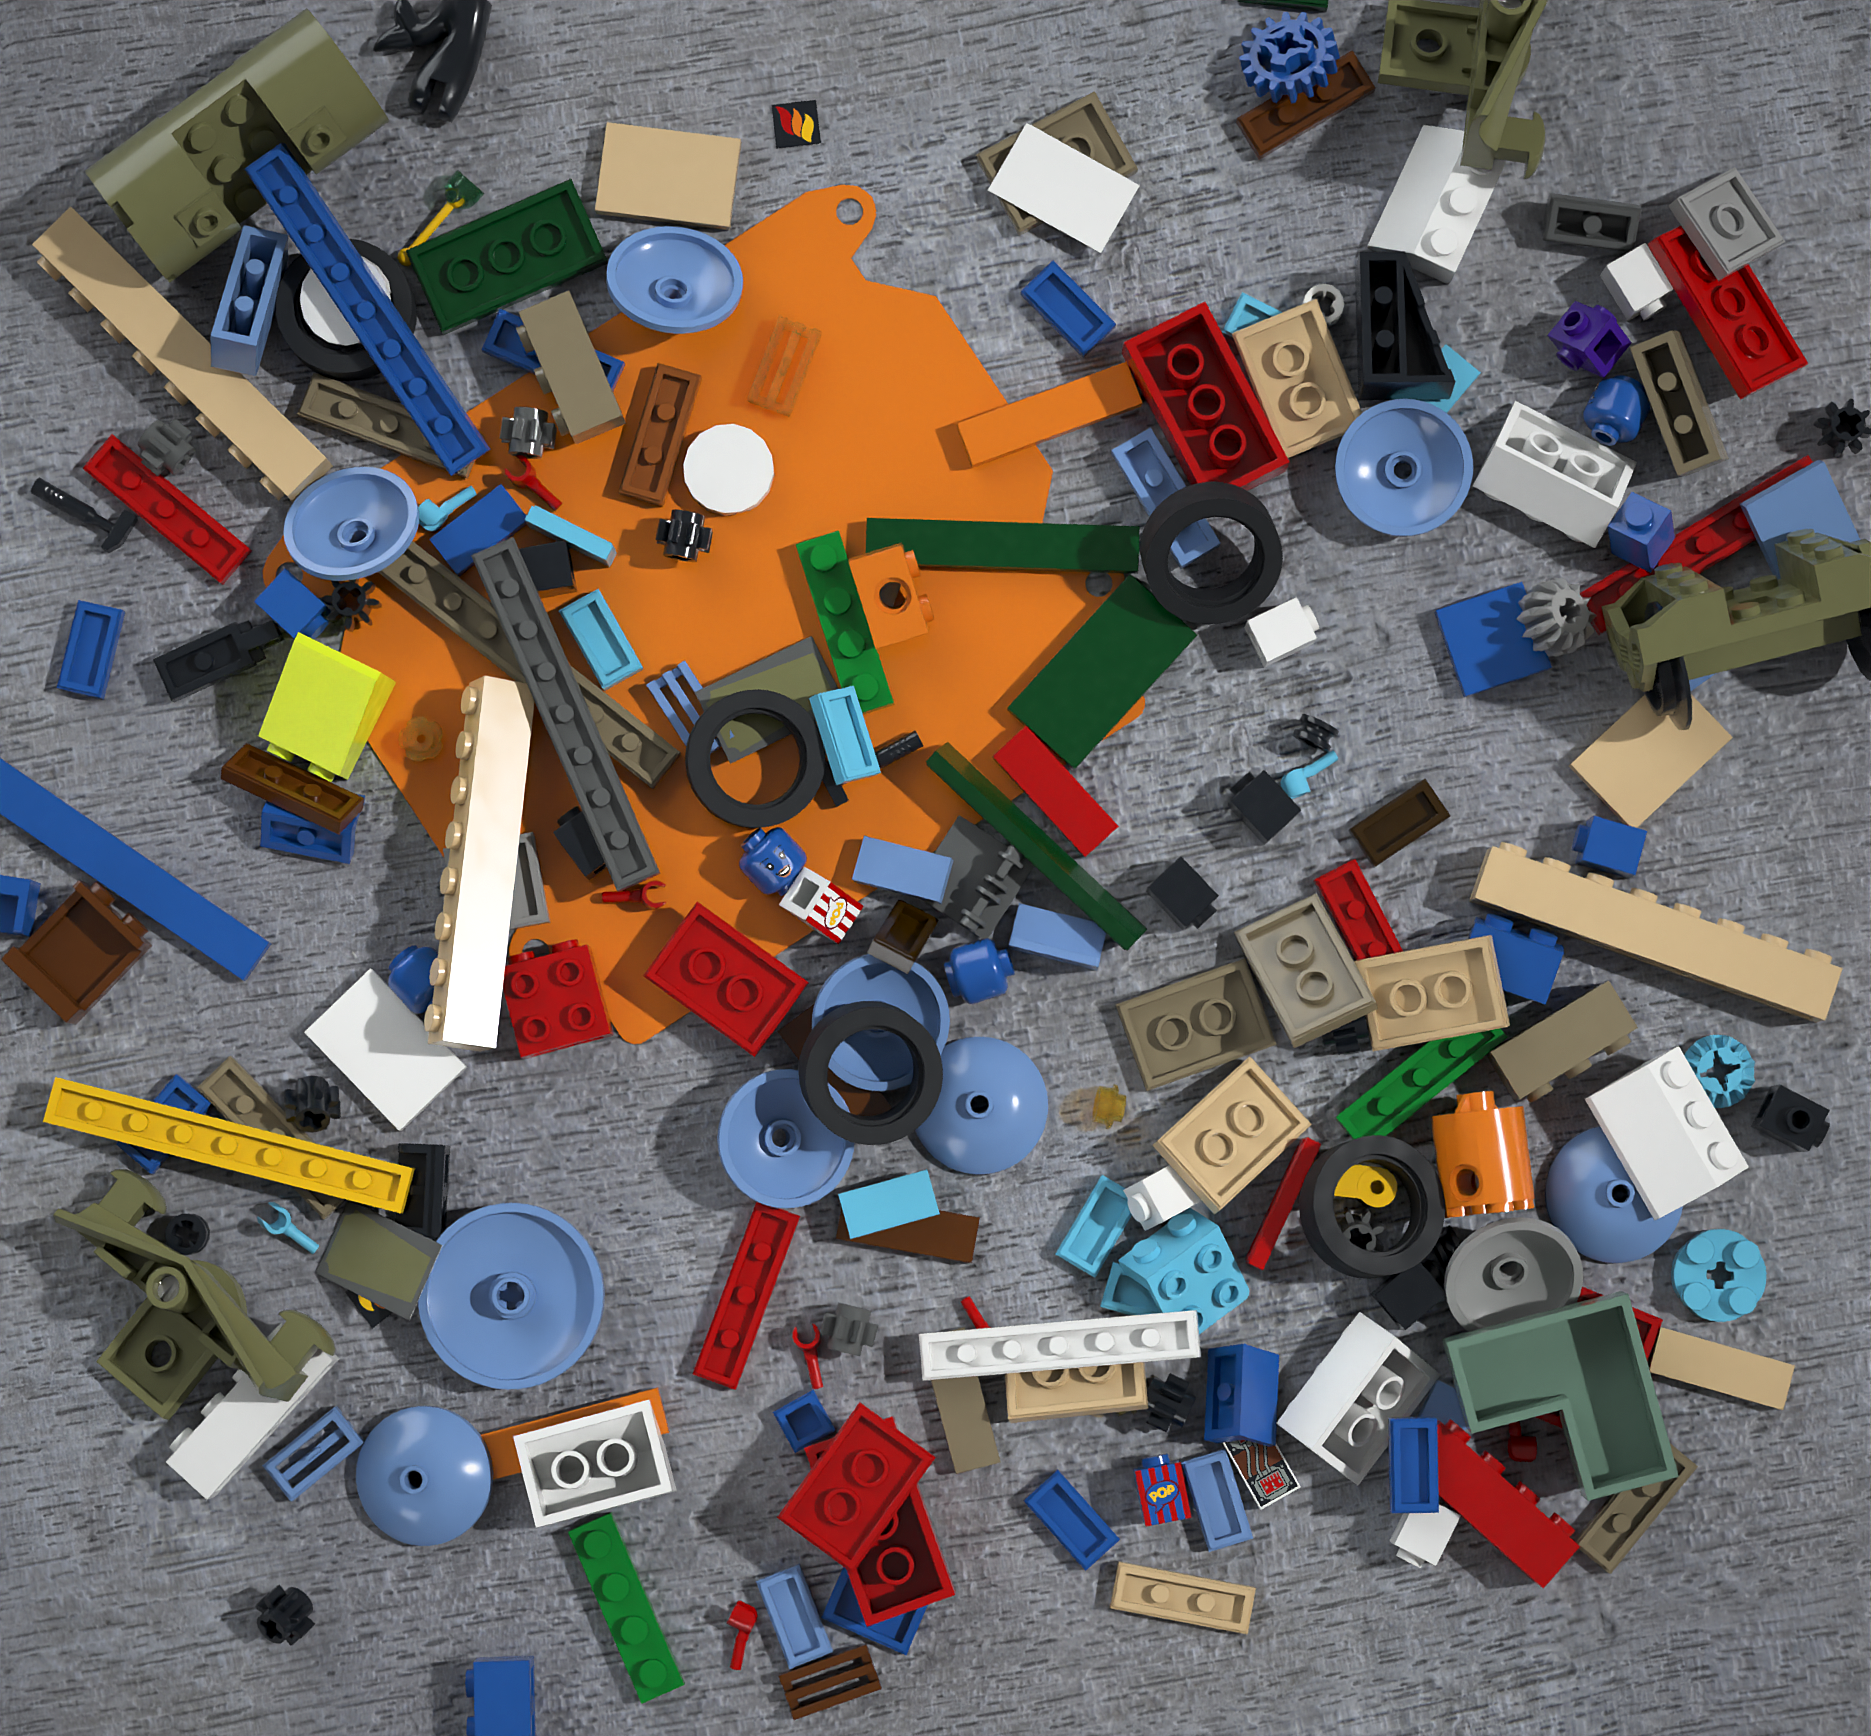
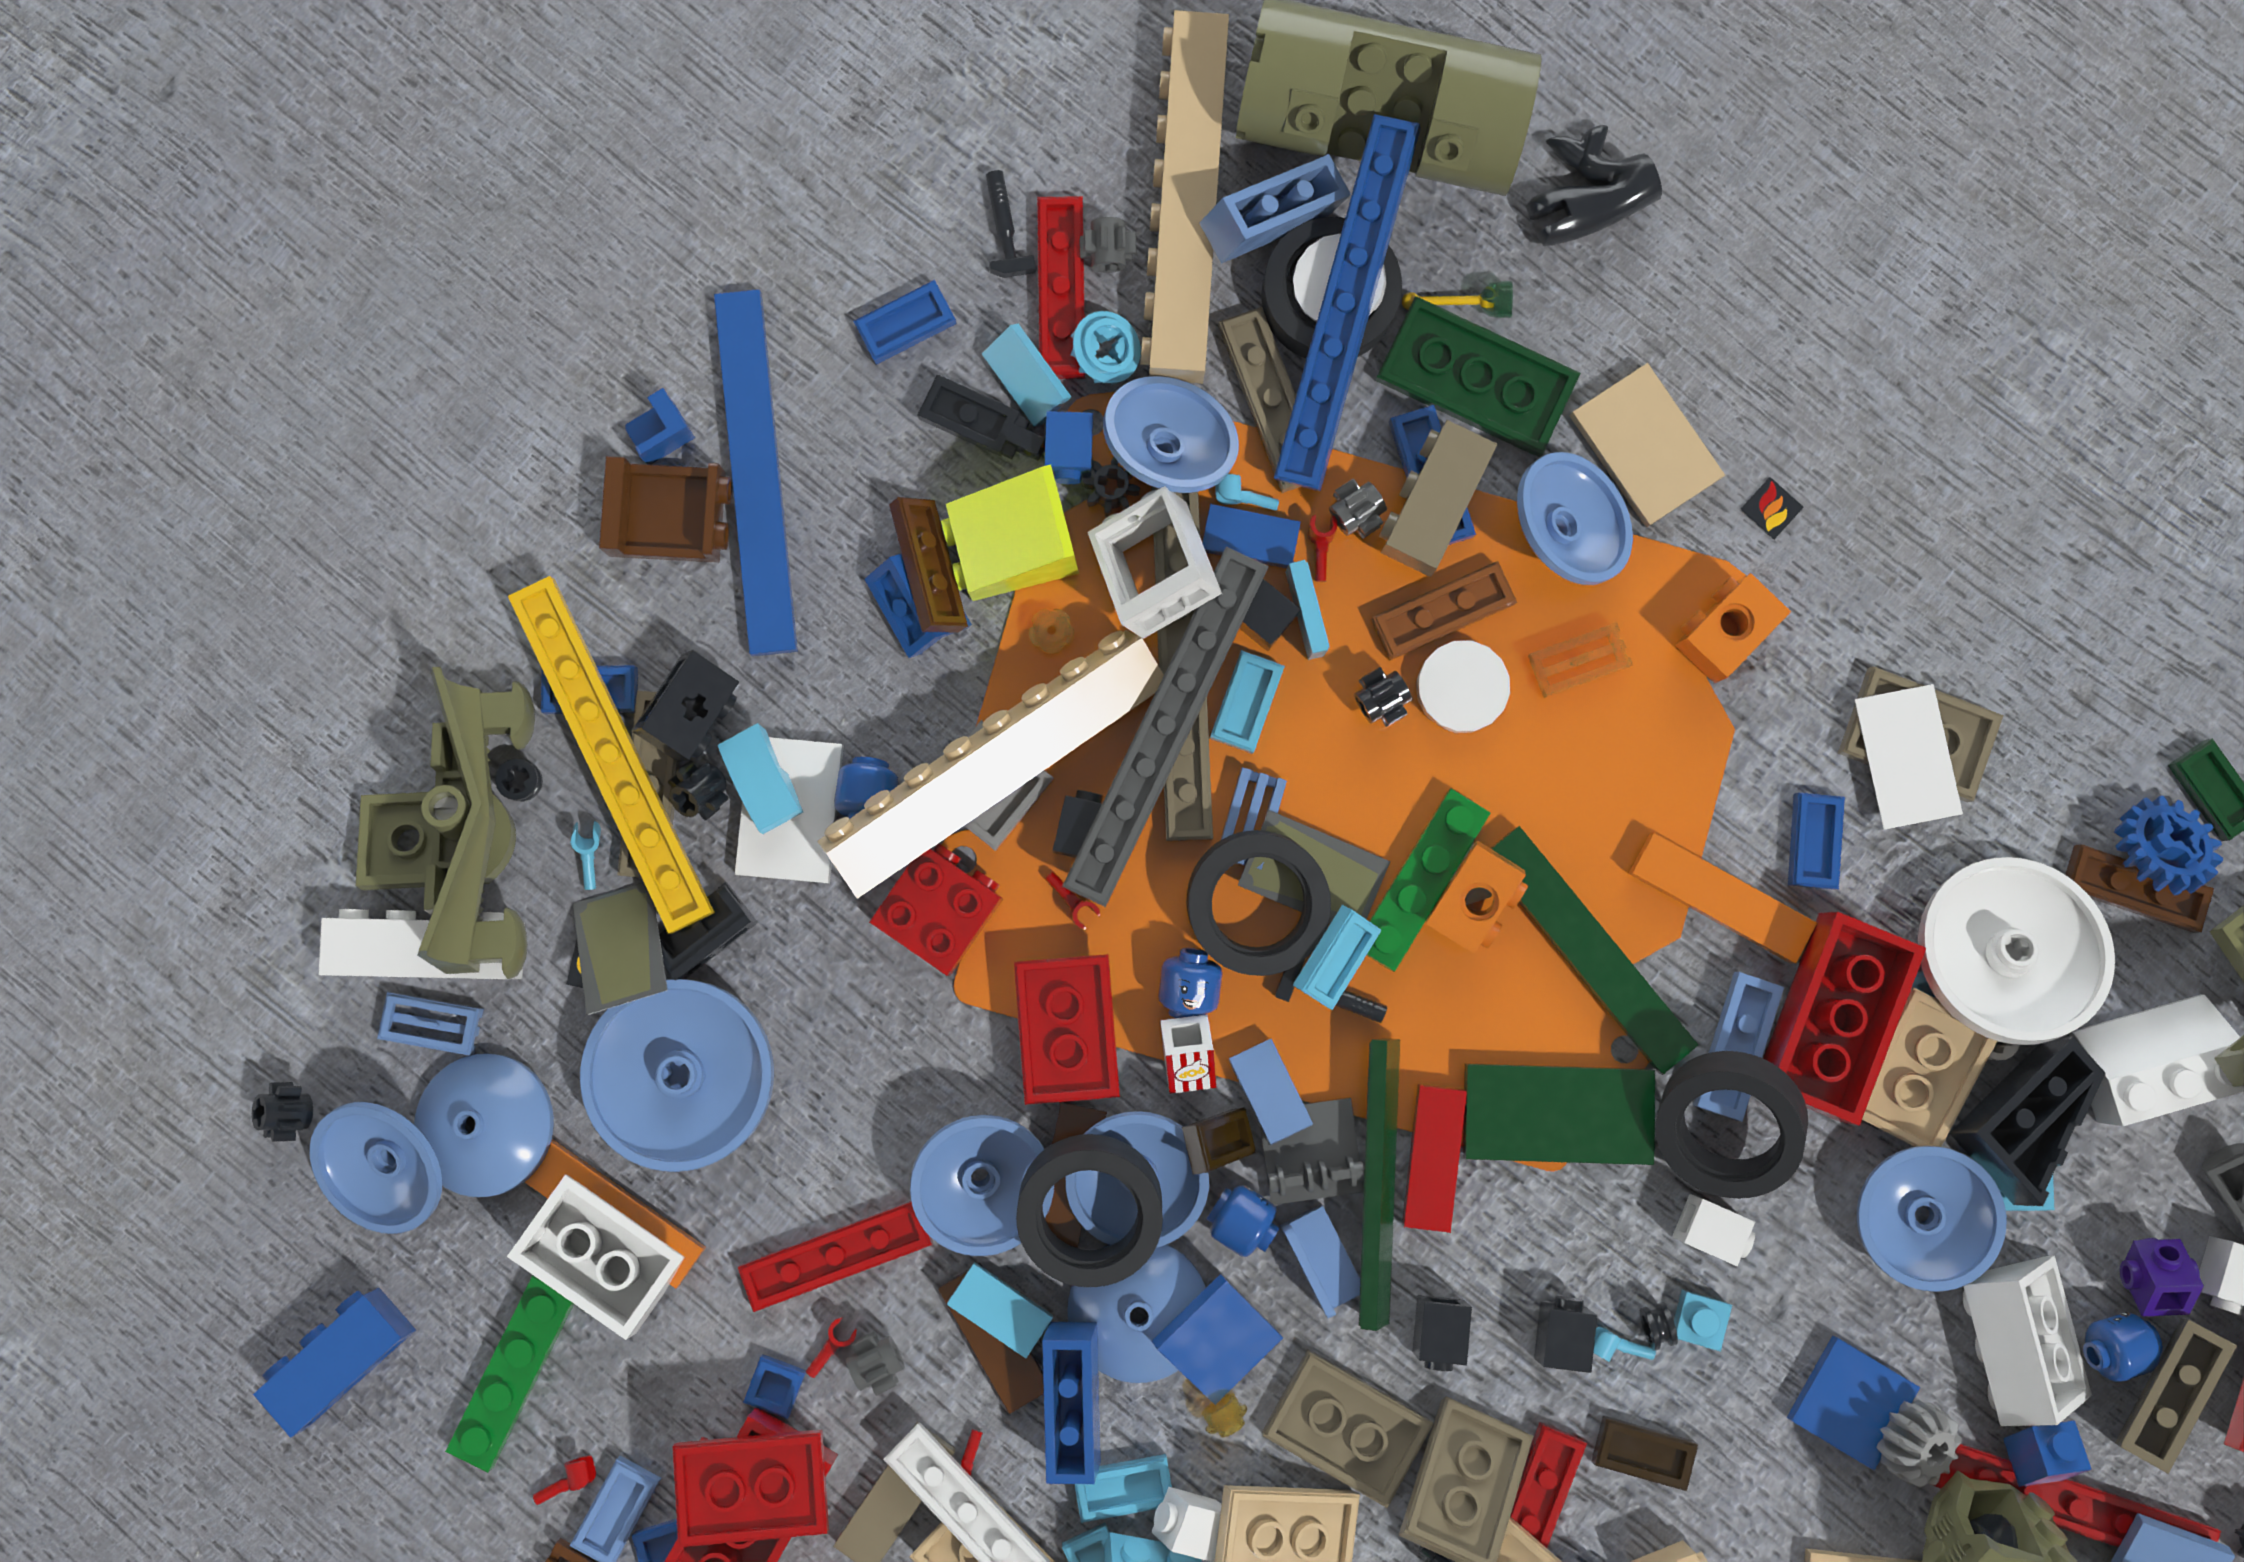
camera: 40 degrees right, 0 degrees up
(211, 593) = (1026, 374): none -> medium azure tile
(238, 1083) = (663, 719): none -> black brick
(258, 505) = (1125, 351): none -> medium azure gear
(344, 1048) = (759, 779): none -> medium azure slope
(389, 1596) = (376, 1167): none -> medium blue dish
(473, 627) = (1174, 595): none -> white window
(860, 207) = (1756, 616): none -> orange brick
(999, 1206) = (1071, 1402): none -> blue brick
(1047, 1062) = (1217, 1339): none -> blue tile
(1267, 236) = (2016, 951): none -> white dish
(1340, 698) = (1701, 1320): none -> medium azure plate

